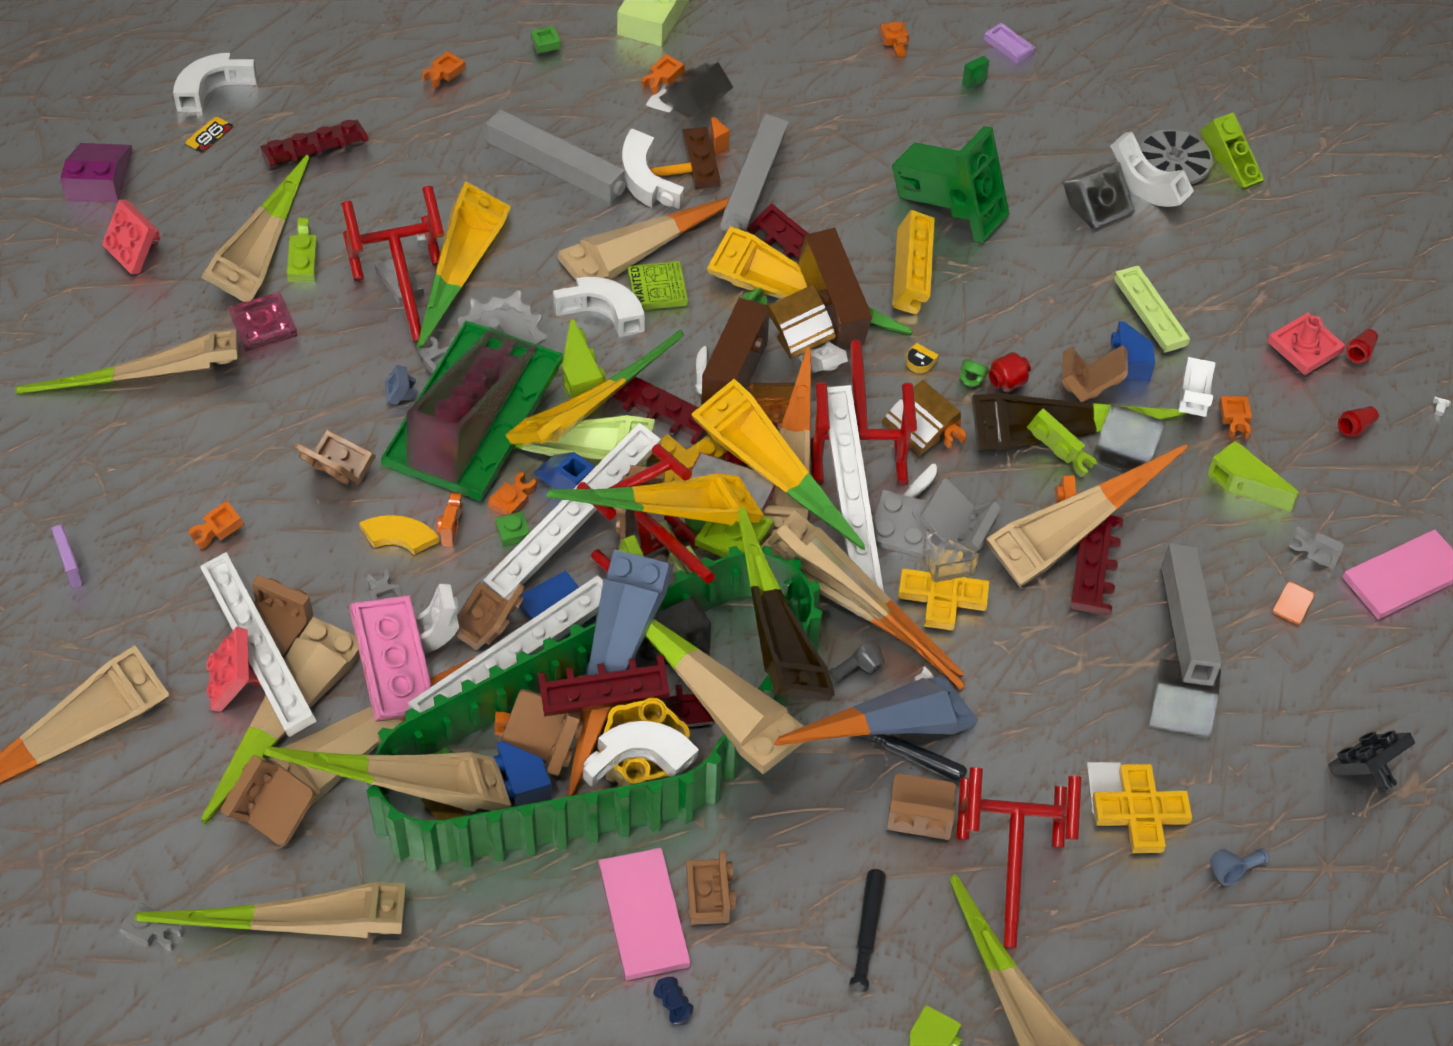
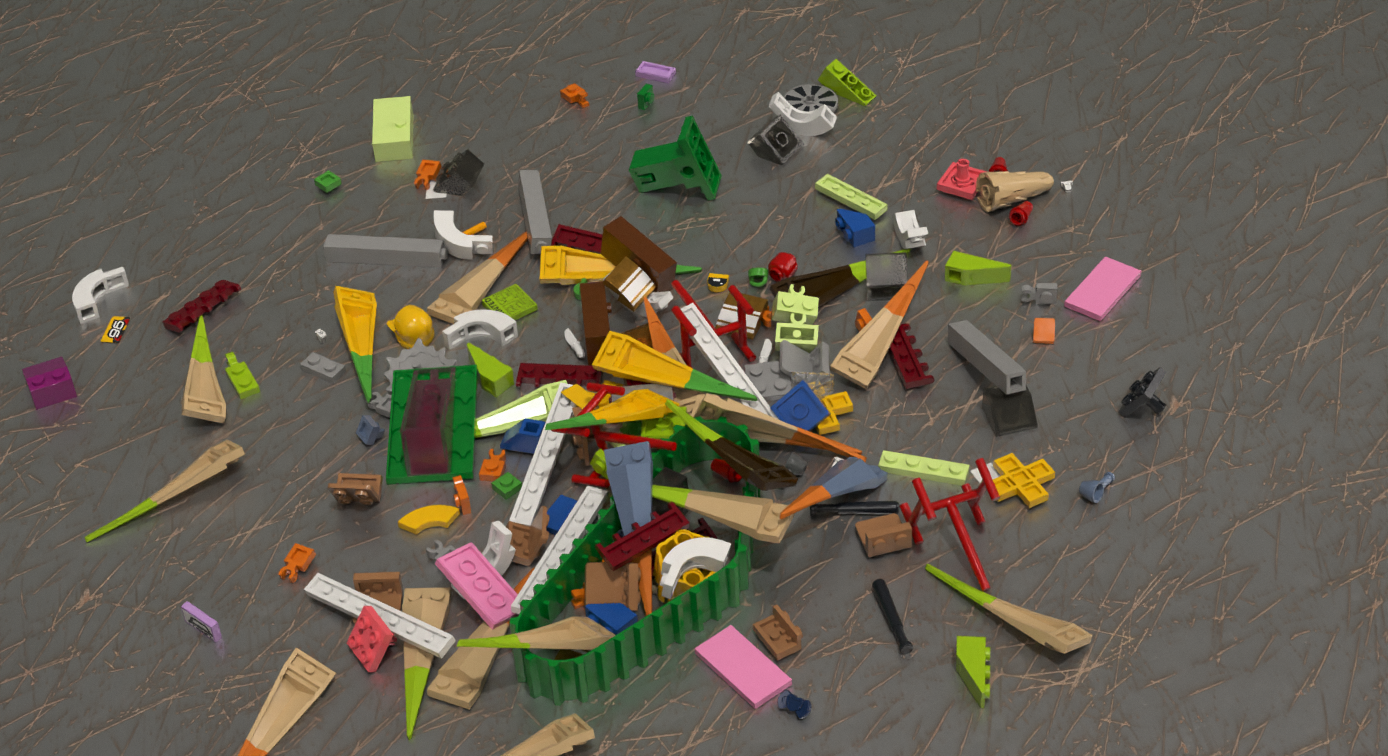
camera: 20 degrees left, 10 degrees down
(130, 236) = (113, 412): coral plate -> none
(262, 321) = (242, 427): clear pink plate -> none
(269, 799) = (452, 701): medium nougat bracket -> none
(430, 226) = (330, 326): red piece -> none
(446, 67) = (265, 224): orange plate -> none
(526, 270) = (410, 325): none -> yellow piece
(562, 418) = (500, 404): yellow plate -> none
(643, 448) = (577, 395): none -> yellow sticker
(702, 158) = (484, 212): reddish brown plate -> none
(719, 136) = (492, 197): orange slope -> none
(913, 262) = (678, 224): yellow brick -> none
(914, 583) = (801, 408): none -> blue tile
(971, 477) = (797, 333): none -> yellowish green brick
(988, 437) = (796, 303): none -> yellowish green brick
(1029, 733) = (924, 468): none -> yellowish green plate
(1061, 441) = (842, 293): lime plate -> none
(1091, 379) = (842, 246): medium nougat bracket -> none
(1237, 413) = (943, 237): orange plate -> none
(1354, 378) = (1006, 187): none -> tan cone

